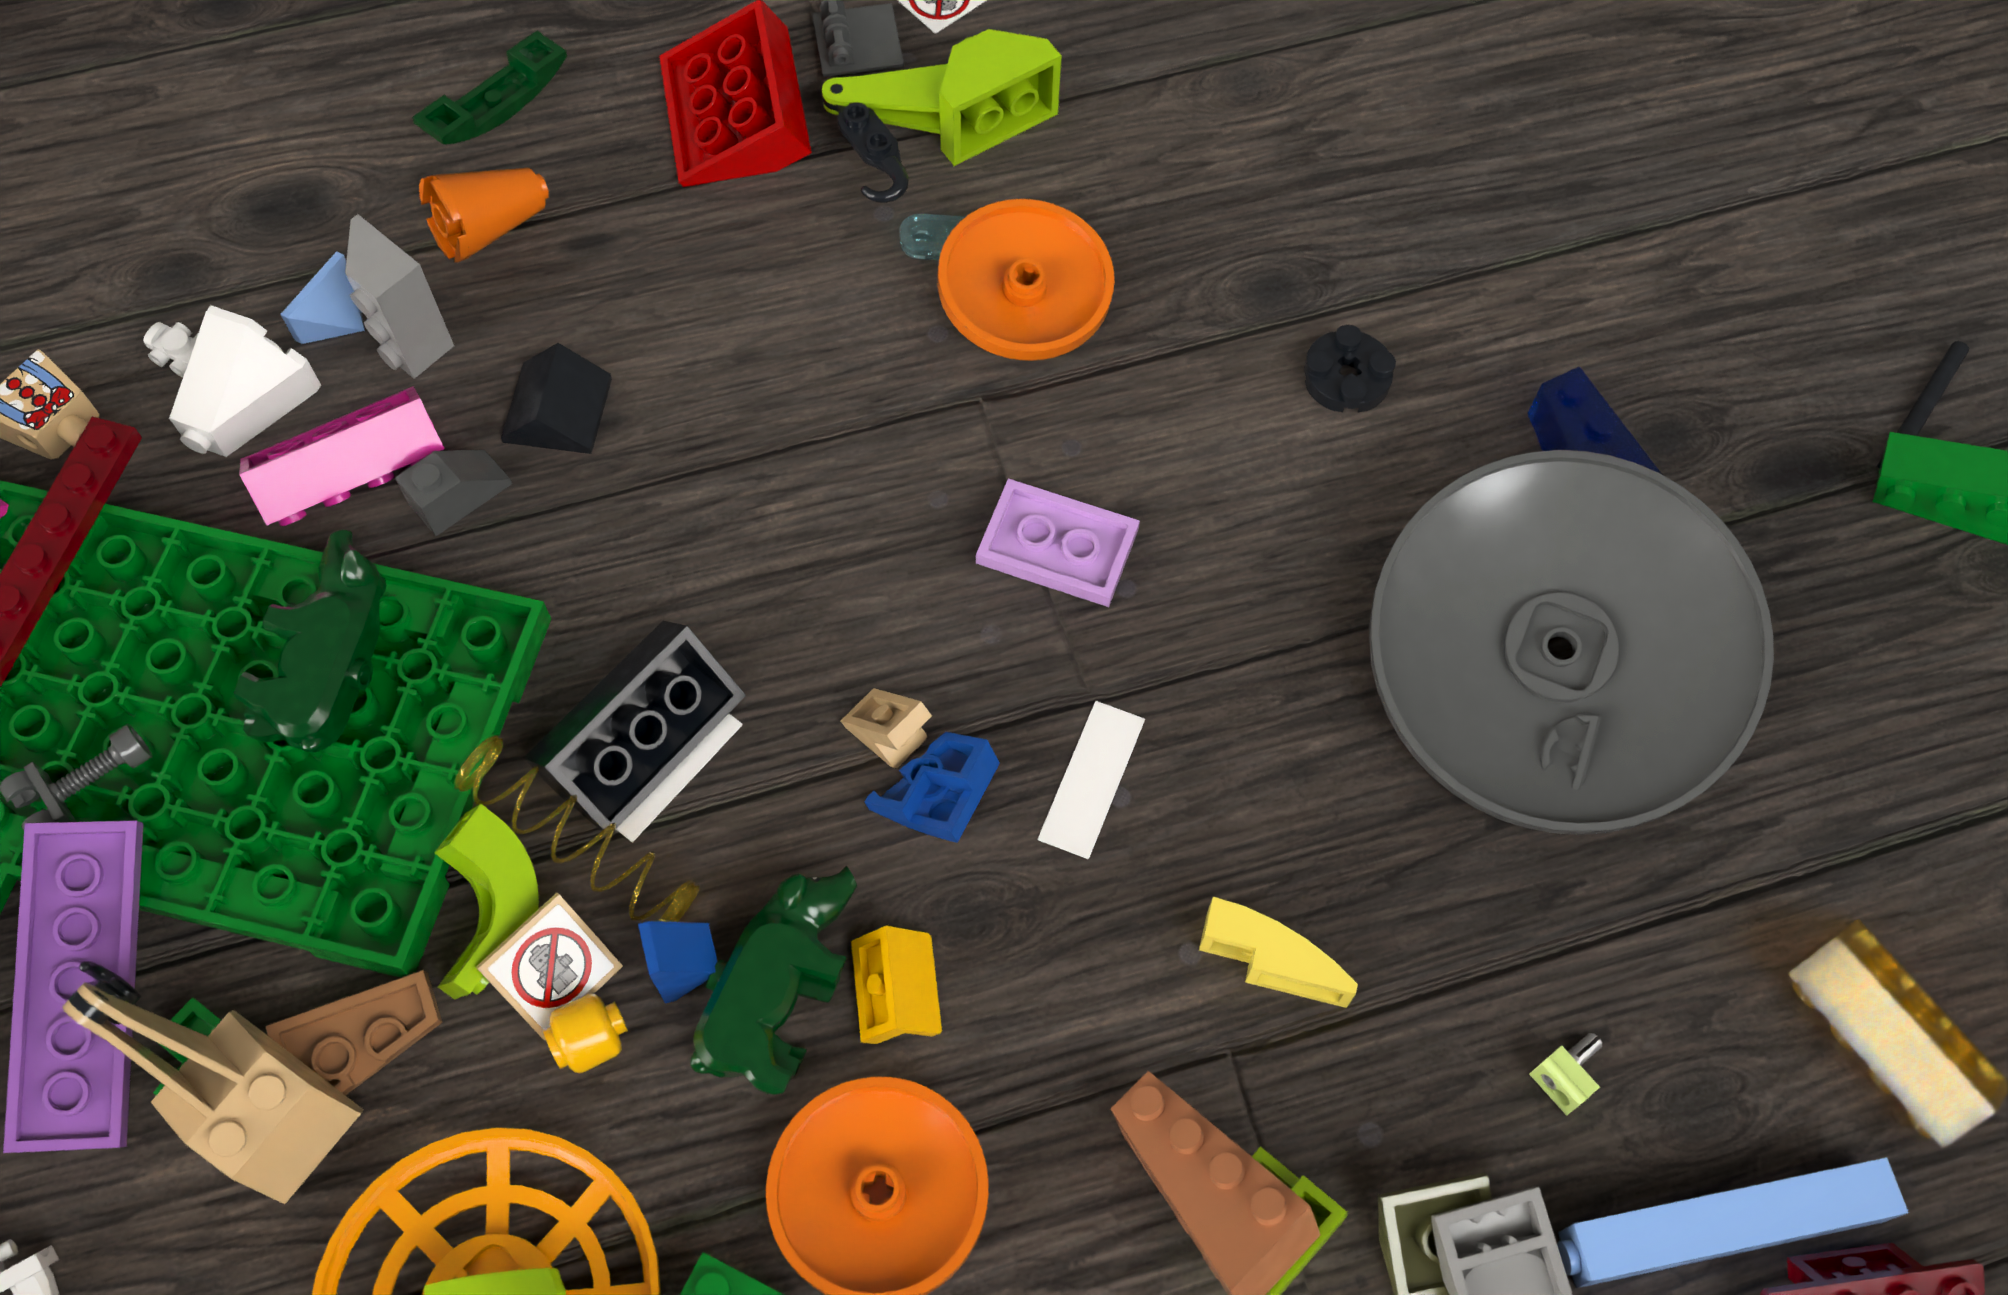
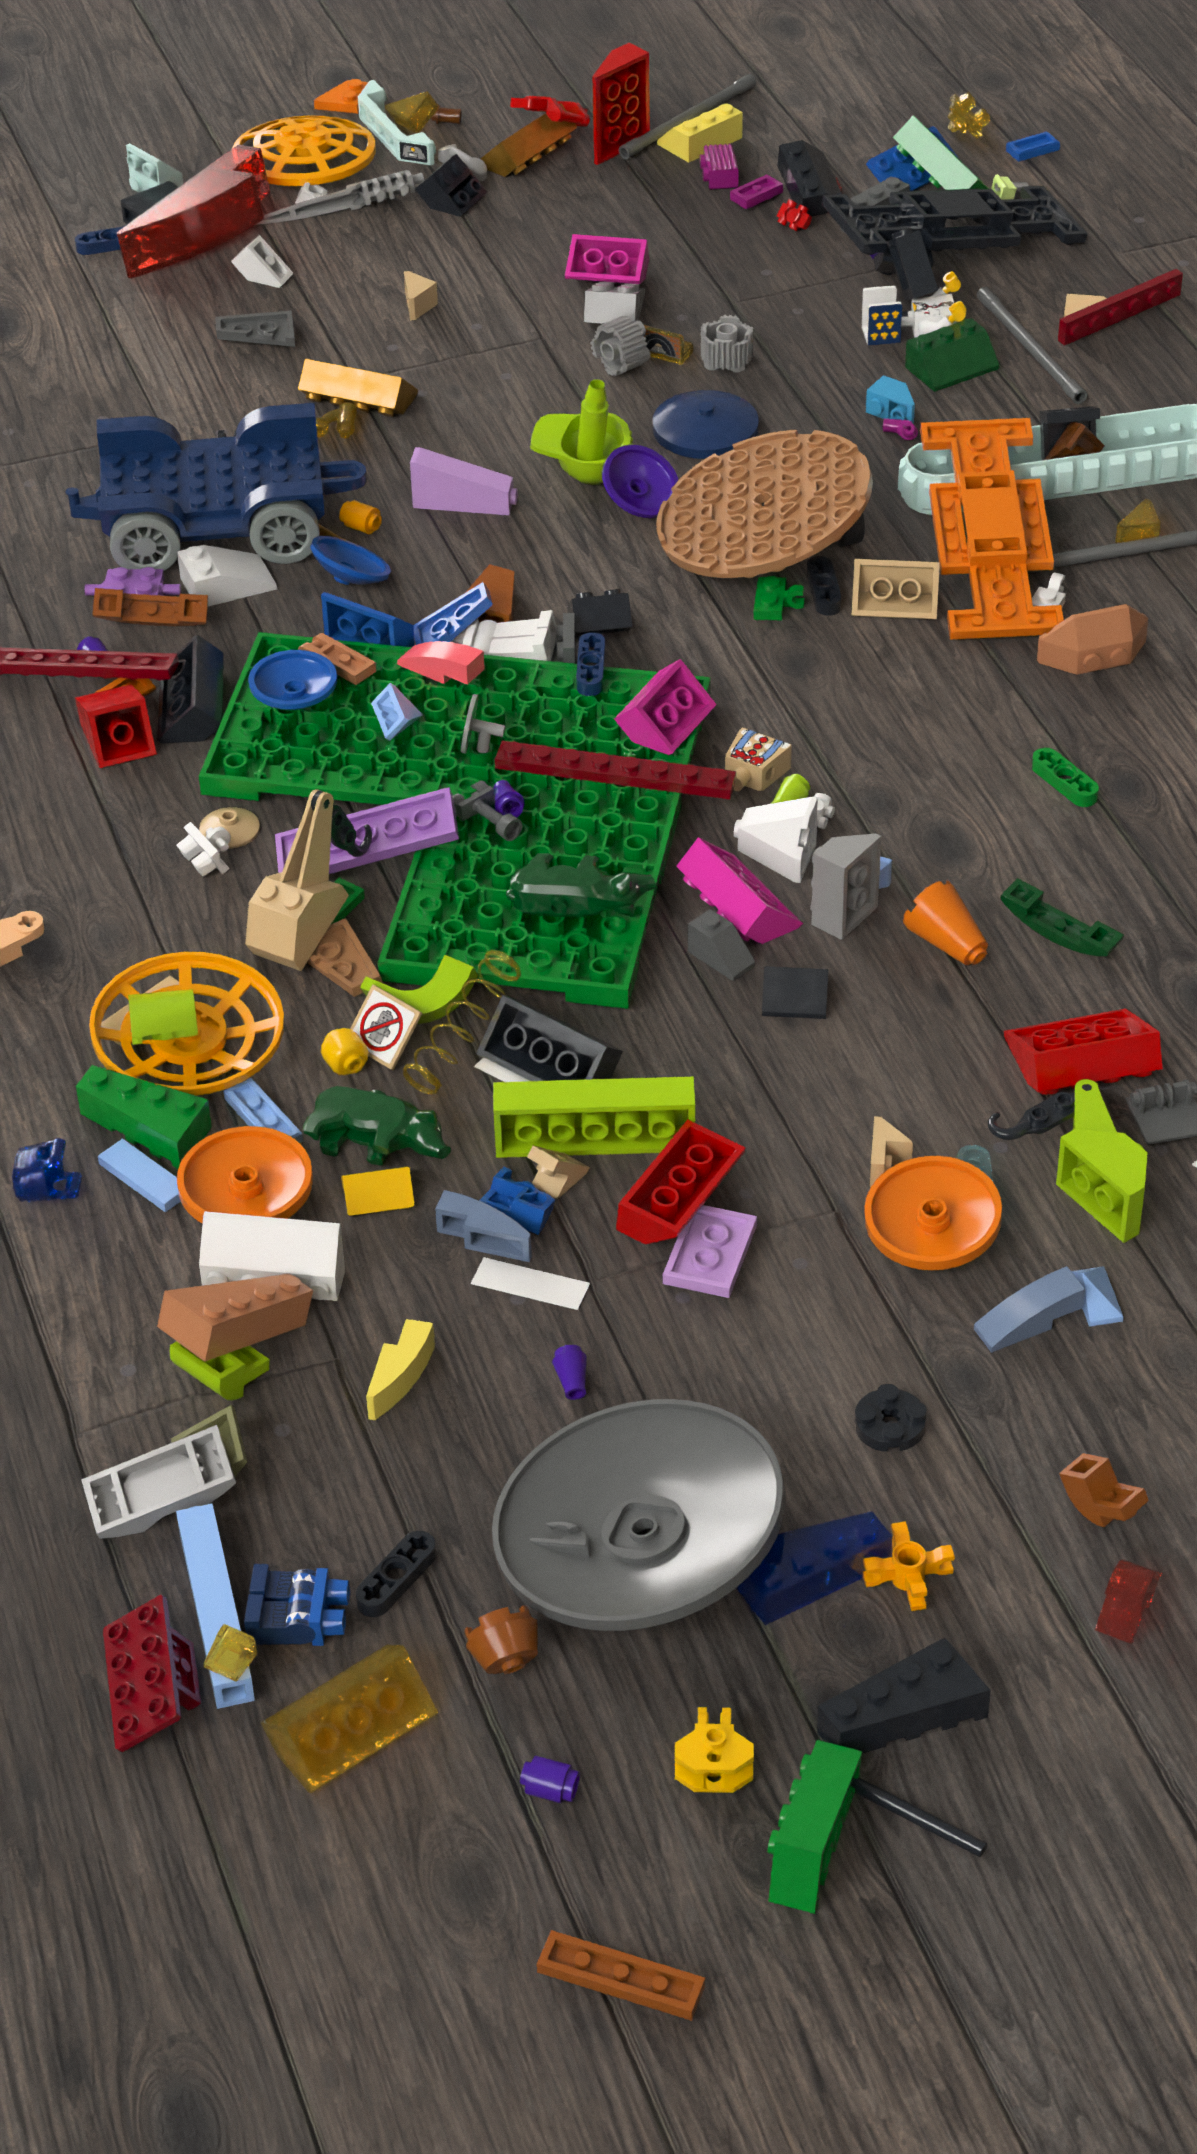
camera: 90 degrees right, 20 degrees down
(58, 746) = (507, 799): none -> dark purple cone
(132, 370) = (792, 788): none -> lime cone
(163, 59) = (1079, 789): none -> green beam
(677, 956) = (385, 1066): blue slope -> none
(705, 1170) = (258, 1109): none -> light blue tile
(806, 663) = (591, 1115): none -> lime brick
(888, 328) = (888, 1148): none -> tan slope
(954, 561) = (676, 1184): none -> red slope
(995, 833) = (482, 1227): none -> sand blue slope
(1065, 1145) = (259, 1246): none -> white slope
(1146, 148) = (1099, 1299): none -> light blue slope
(1184, 204) = (1031, 1310): none -> sand blue slope
(1275, 725) = (571, 1370): none -> dark purple cone
(1476, 170) = (1097, 1493): none -> dark orange brick
(1565, 1078) = (316, 1523): yellowish green piece -> none
(1594, 358) = (908, 1566): none -> light orange pin
(1623, 157) = (1127, 1596): none -> clear red brick
(1662, 1002) = (394, 1588): none -> black beam
(1723, 1105) = (295, 1606): none -> hips
(1770, 820) = (504, 1640): none -> dark orange cone
(1795, 393) = (906, 1699): none -> black wedge
(1867, 1184) = (231, 1653): none -> clear yellow slope
(1902, 589) = (714, 1752): none -> yellow hinge
(1960, 779) = (550, 1779): none -> dark purple brick

